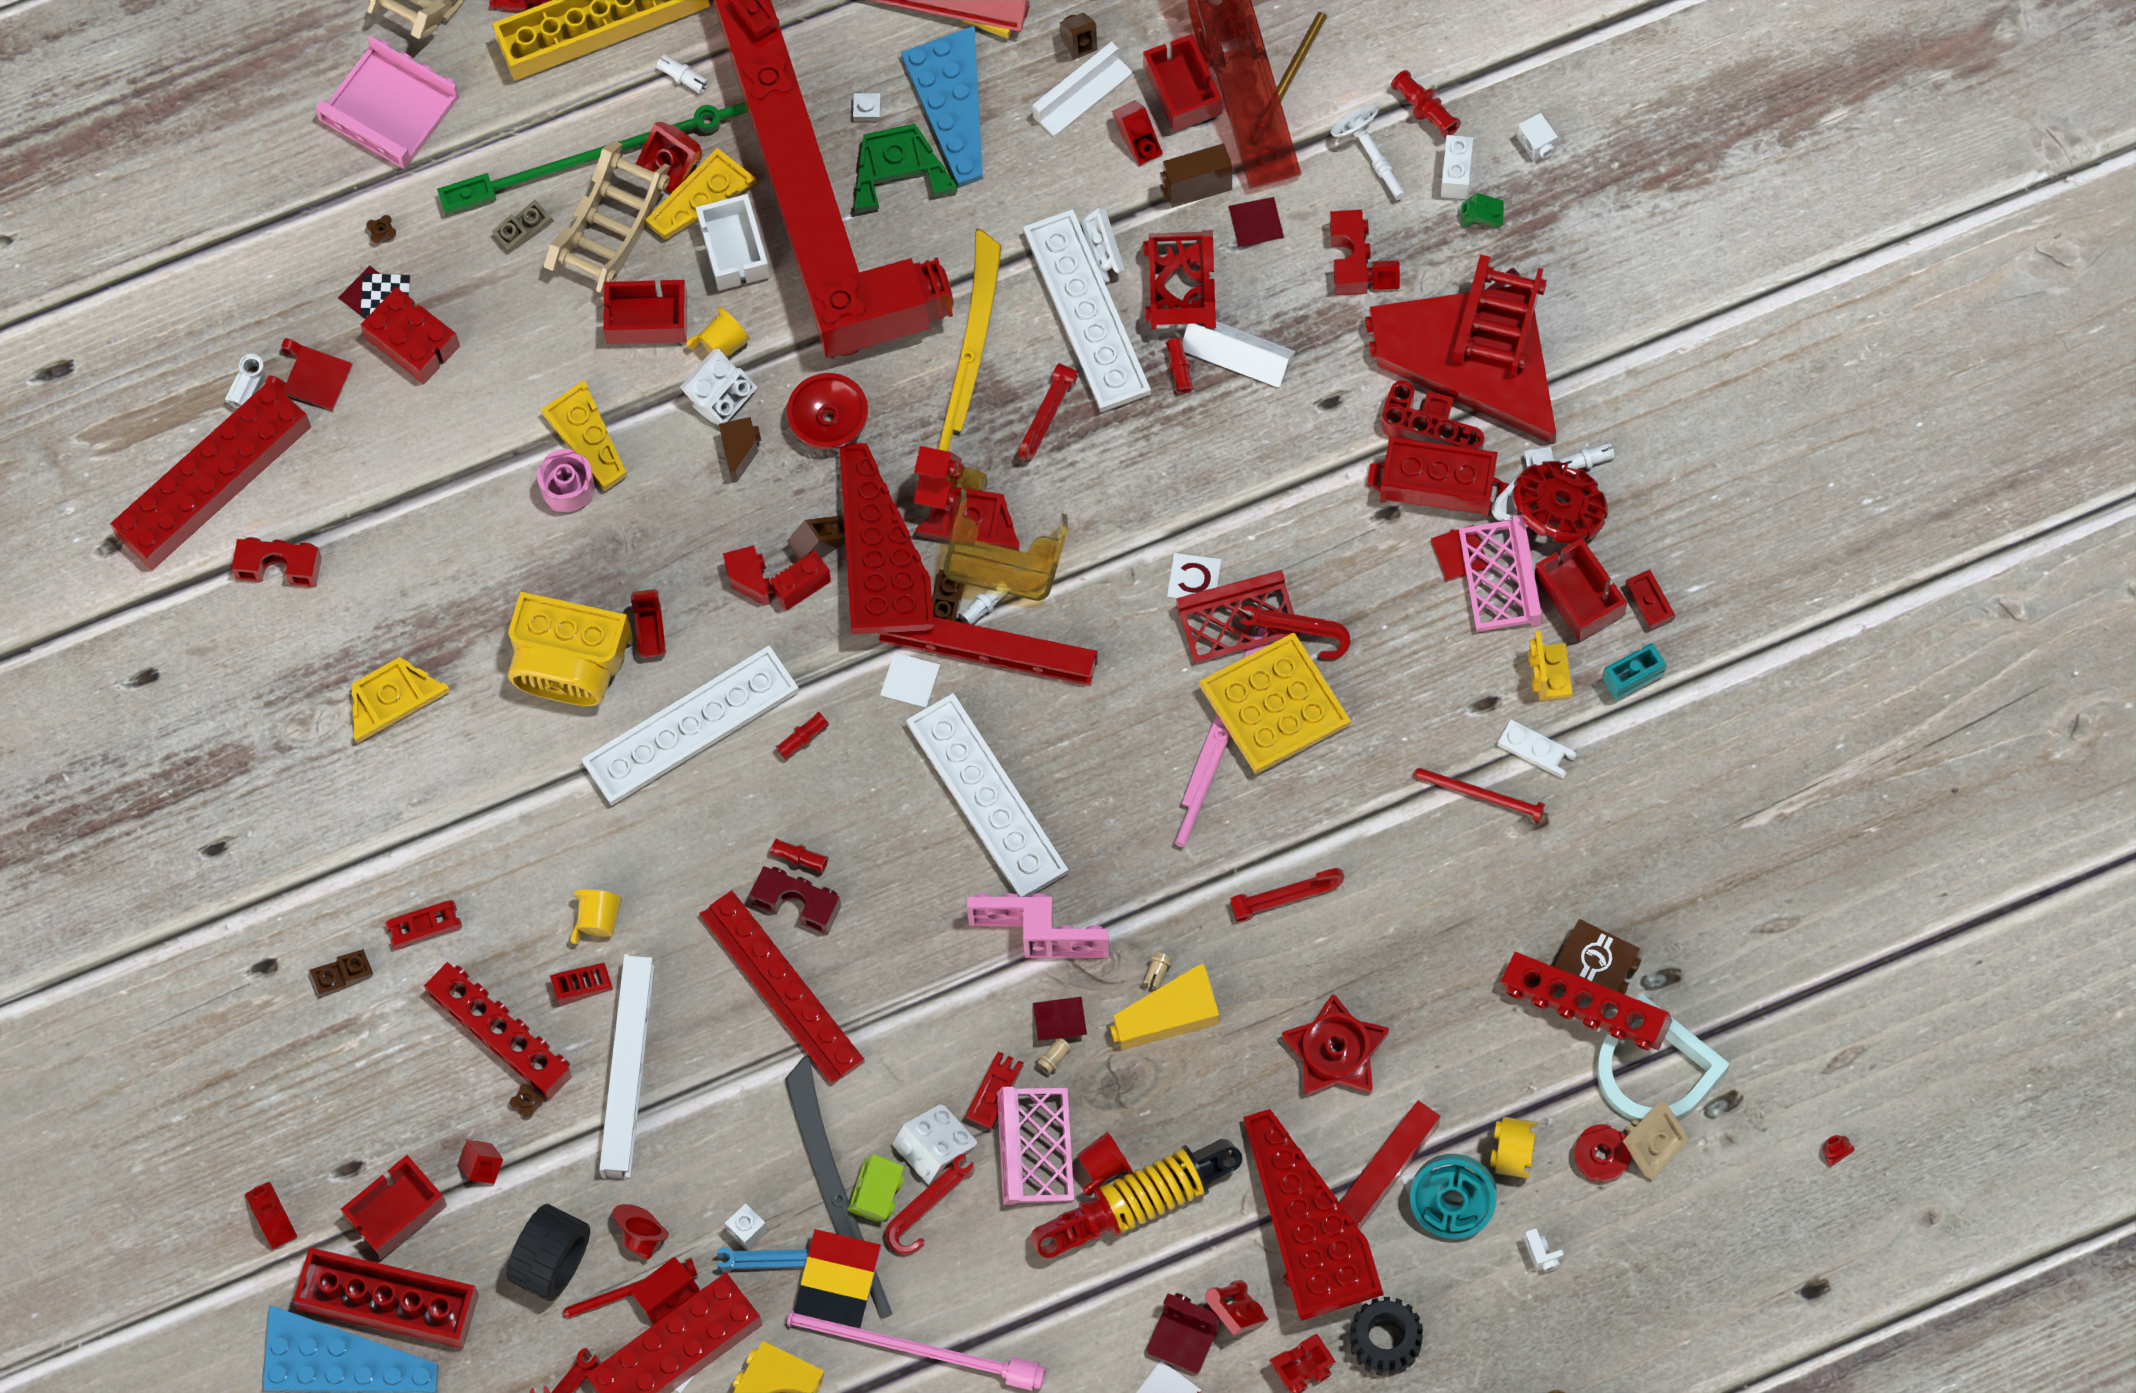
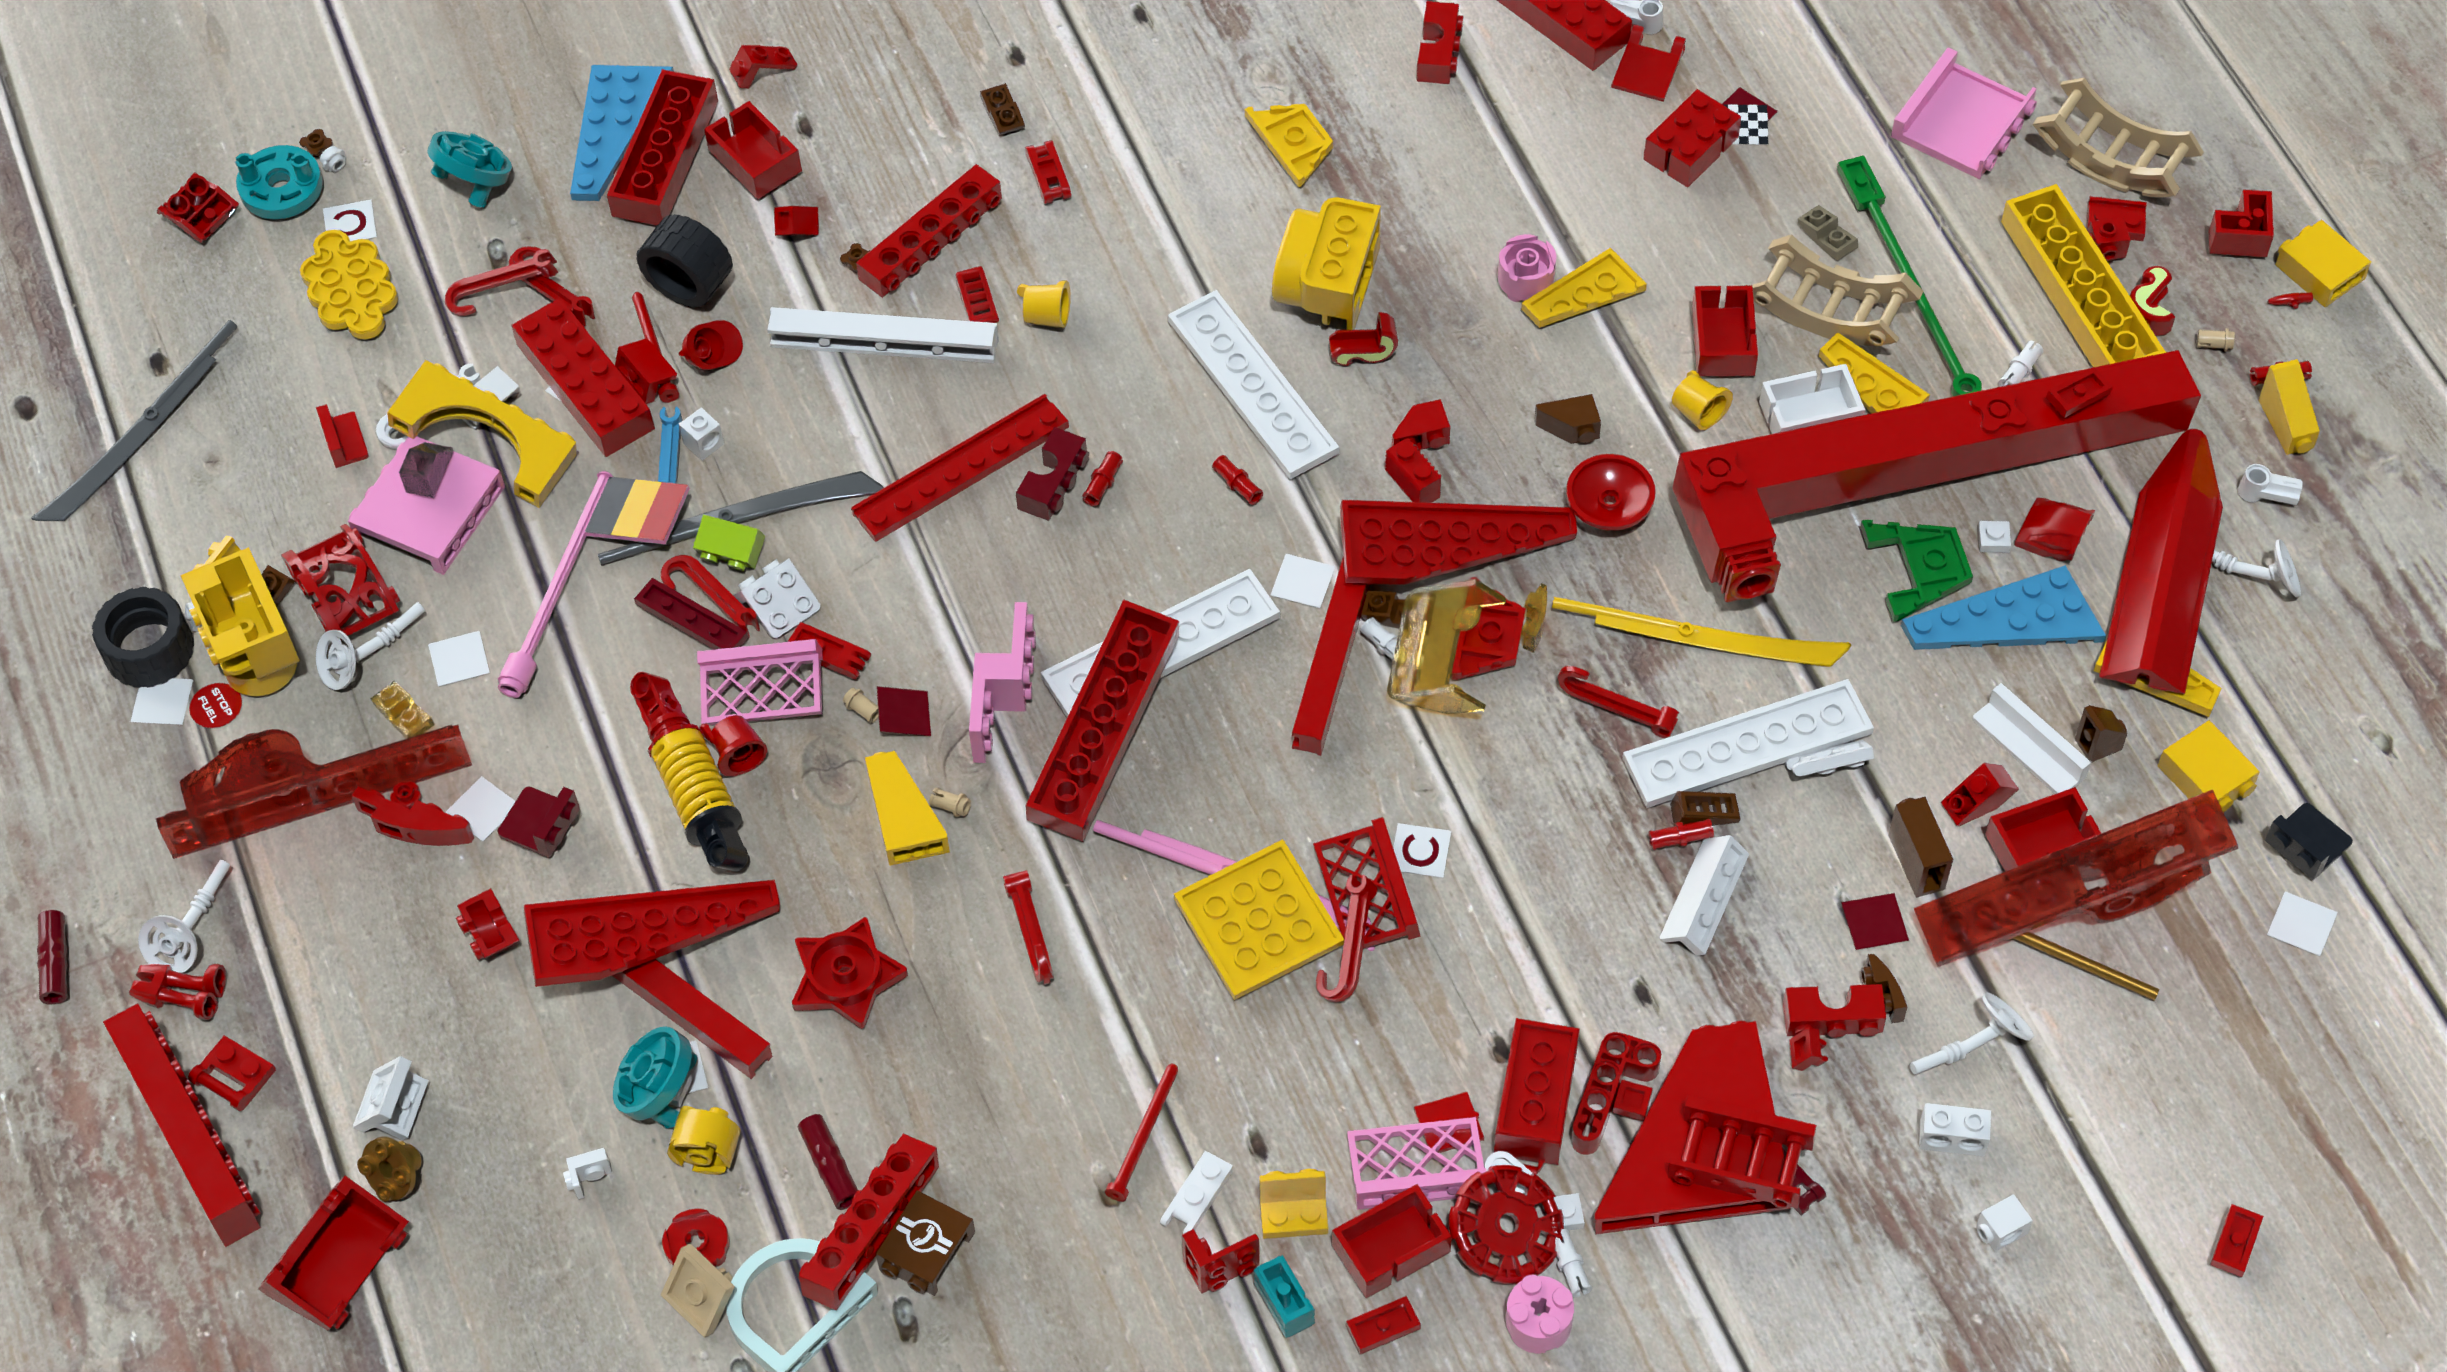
camera: 90 degrees right, 10 degrees down
(384, 235) = (1816, 115): reddish brown plate -> none
(671, 147) = (1917, 350): red slope -> none
(718, 388) = (1638, 396): white brick -> none
(818, 535) = (1462, 484): reddish brown slope -> none
(862, 56) = (2053, 529): none -> red slope
(937, 478) = (1526, 579): red brick -> none
(958, 1219) = (689, 616): none -> dark red plate
(1081, 833) = (1102, 720): none -> red brick
(1155, 363) = (1685, 802): none -> reddish brown slope
(1172, 309) = (1799, 813): red fence -> none
(1238, 1316) = (547, 867): red plate -> none
(1318, 216) = (1878, 973): none -> reddish brown slope
(1386, 1359) = (511, 1030): black tyre -> none
(1425, 103) = (2039, 1098): red piece -> none
(1482, 210) = (1899, 1160): green bracket -> none
(1522, 1047) = (828, 1160): none -> dark red axle
(1612, 731) = (1216, 1269): none -> red bracket
(1640, 465) = (1541, 1296): none -> bright pink brick

